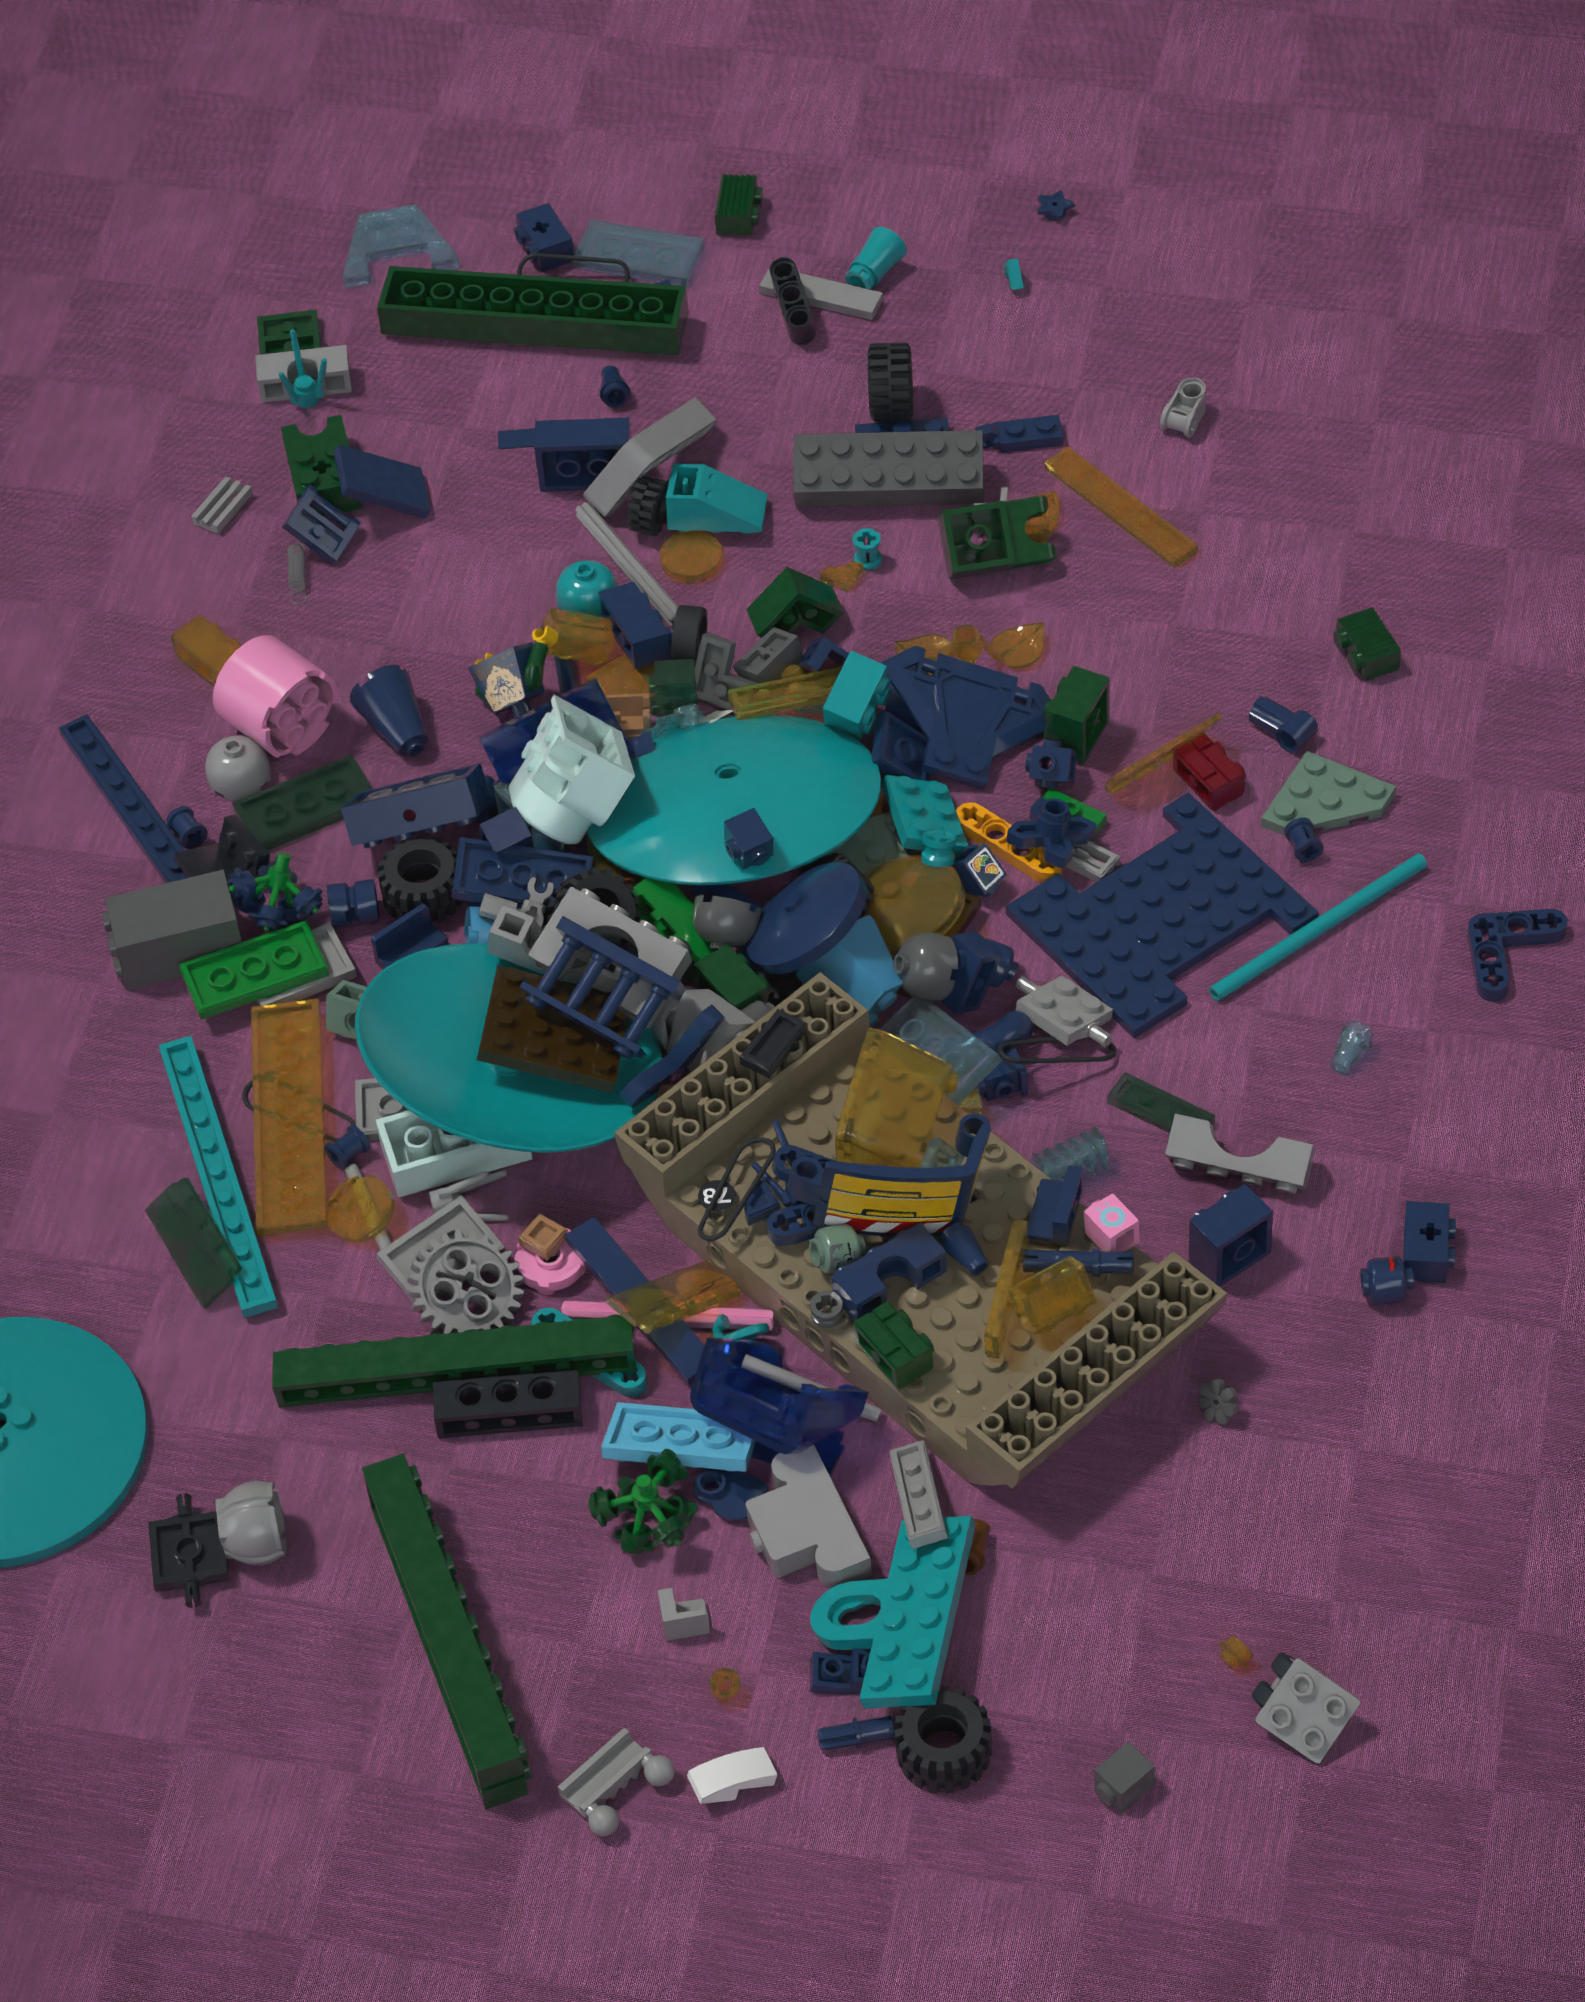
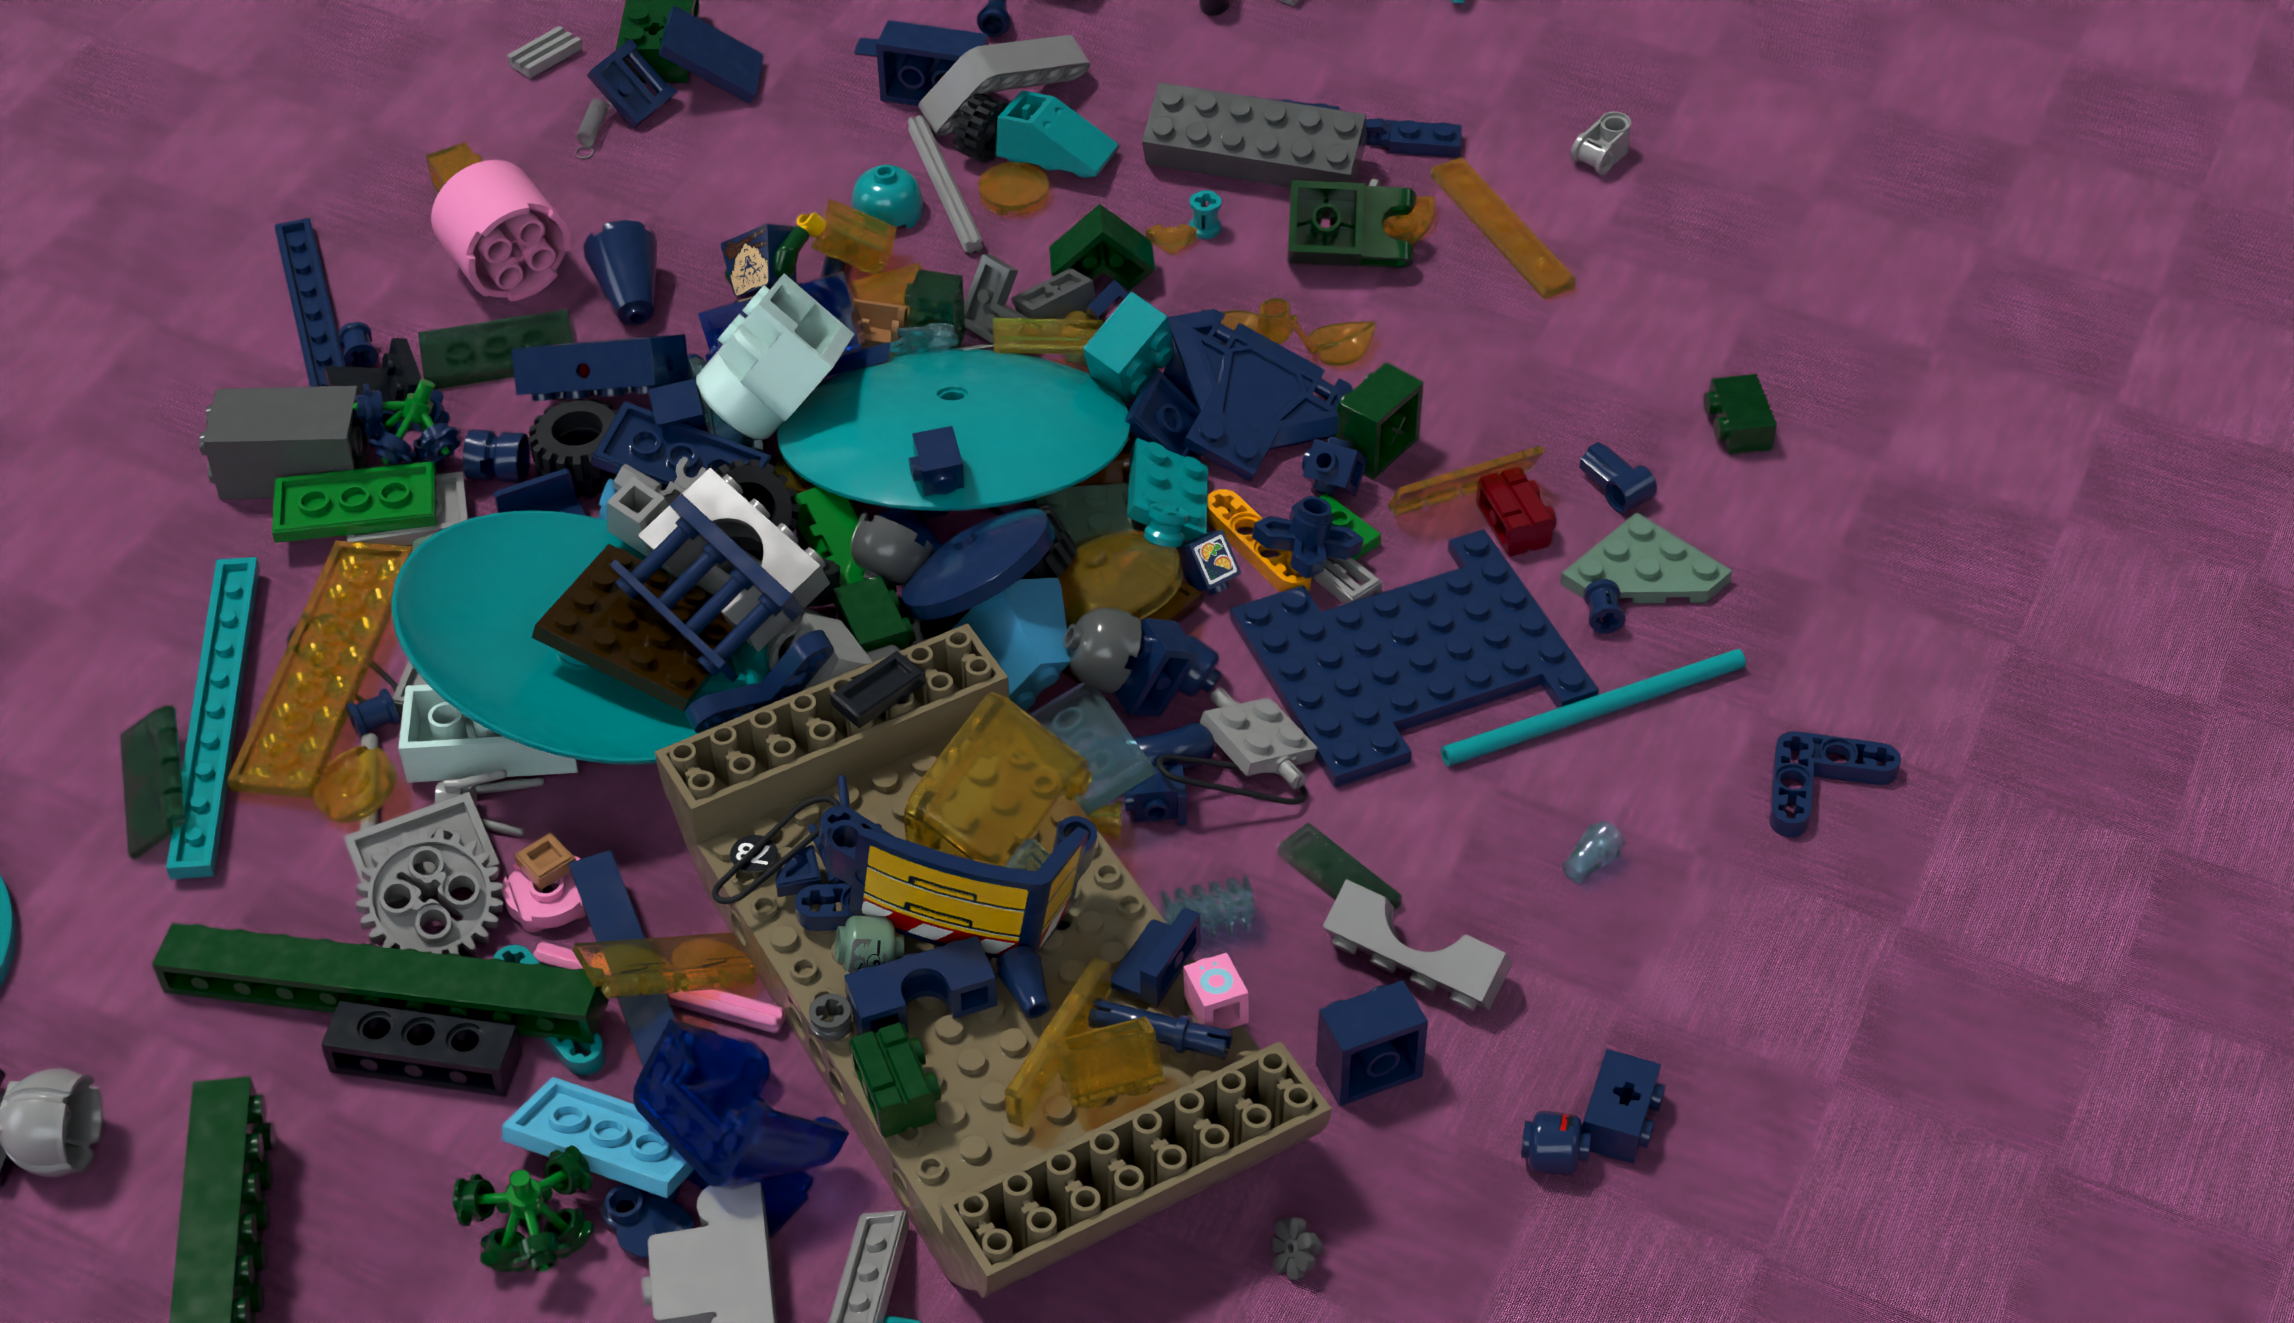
camera: 10 degrees right, 5 degrees down
(237, 767) = (439, 297): light grey cylinder -> none
(636, 625) = (922, 236): dark blue brick -> none
(687, 632) = (968, 249): black tyre -> none
(747, 1333) = (737, 1027): teal piece -> none
(794, 1381) = (762, 1092): light grey bar -> none
(890, 381) = (1285, 56): black tyre -> none

